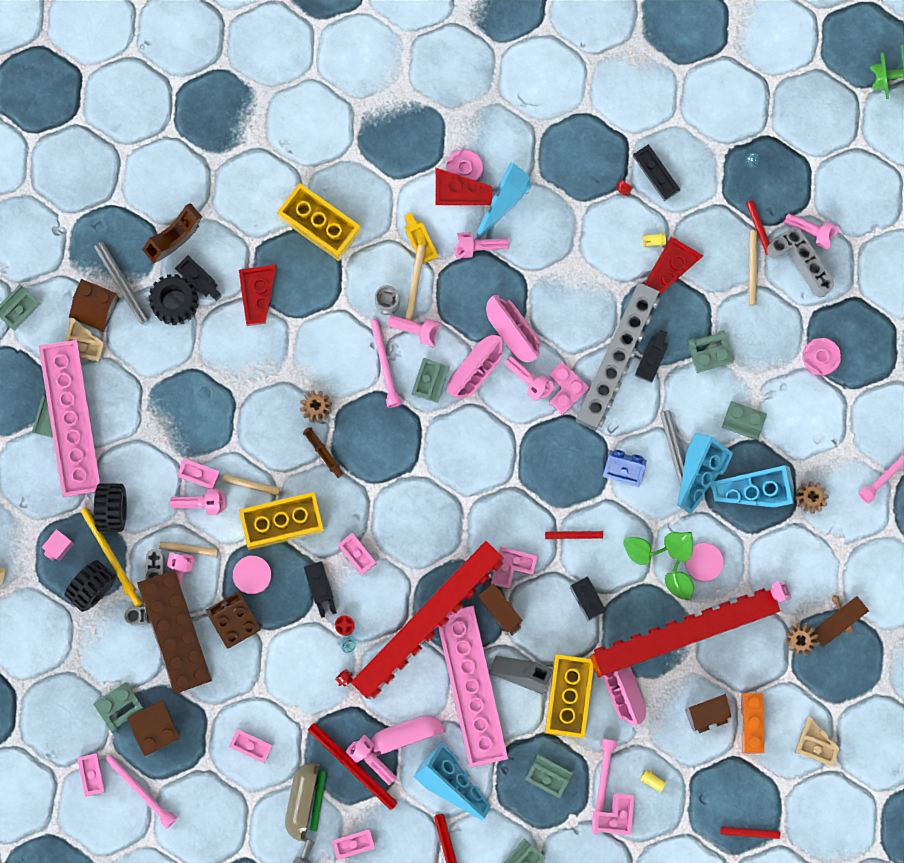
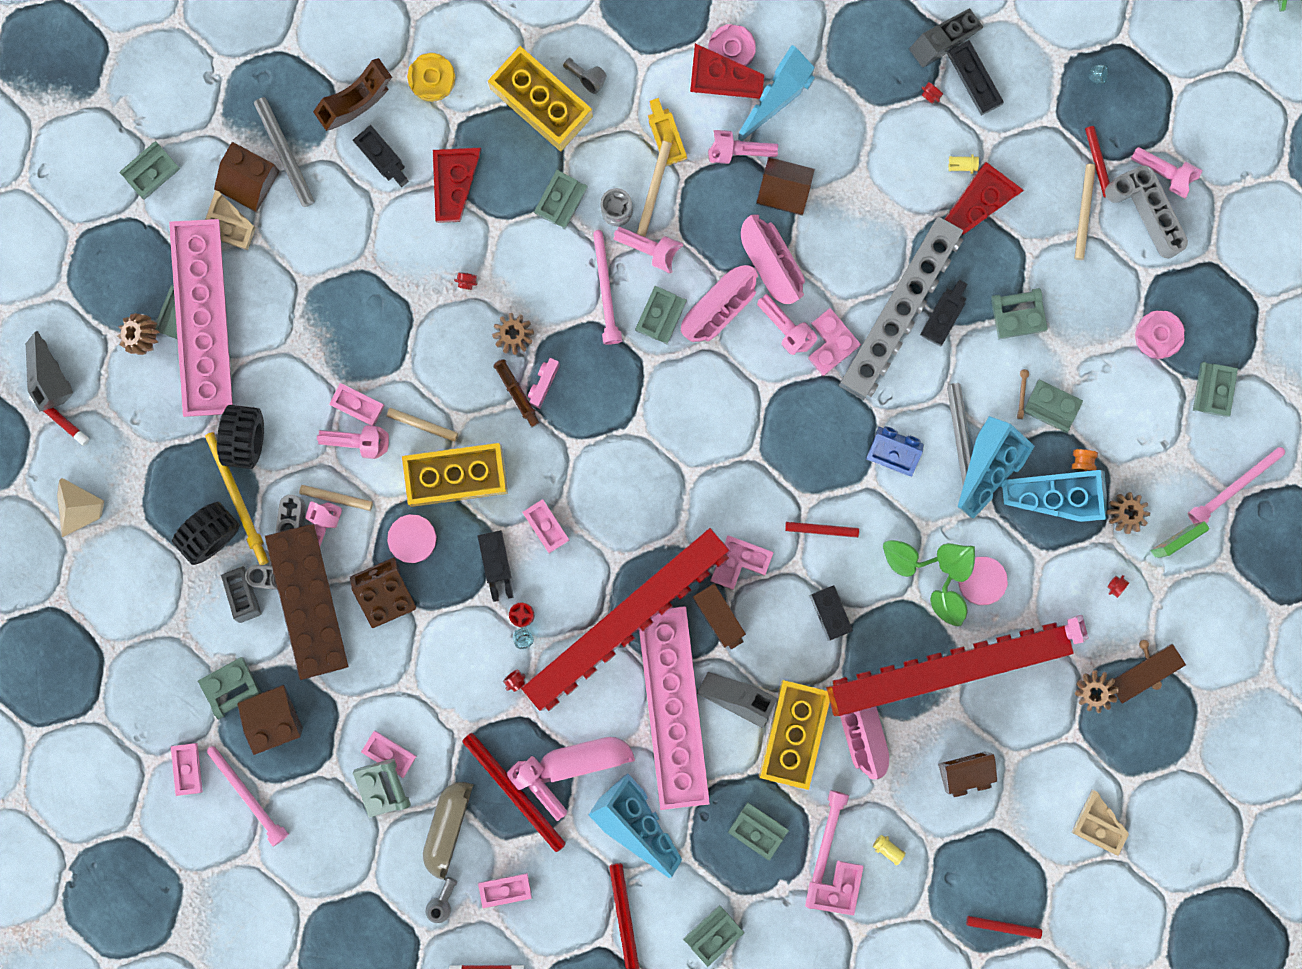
camera: 10 degrees right, 5 degrees up
(20, 436) = (138, 334): none -> medium nougat gear
(57, 546) = (171, 477): bright pink brick -> none
(127, 647) = (254, 609): none -> dark grey slope
(168, 285) = (333, 166): black tyre -> none
(231, 213) = (431, 77): none -> yellow tile
(242, 776) = (374, 790): none -> plate
(274, 368) = (466, 280): none -> red plate
(318, 801) = (466, 831): green bar -> none
(342, 298) = (561, 199): none -> sand green plate
(346, 435) = (547, 373): none -> bright pink plate
(357, 203) = (591, 79): none -> flat silver bar
(517, 270) = (785, 186): none -> reddish brown slope
(629, 143) = (944, 37): none -> dark grey slope
(719, 398) = (1024, 375): none -> medium nougat hinge
(753, 723) = (1022, 805): orange arch -> none
(773, 459) = (1084, 460): none -> orange wheel
(809, 555) = (1117, 586): none -> red plate
(853, 513) = (1180, 539): none -> bright green tile
(869, 395) = (1215, 389): none -> sand green plate

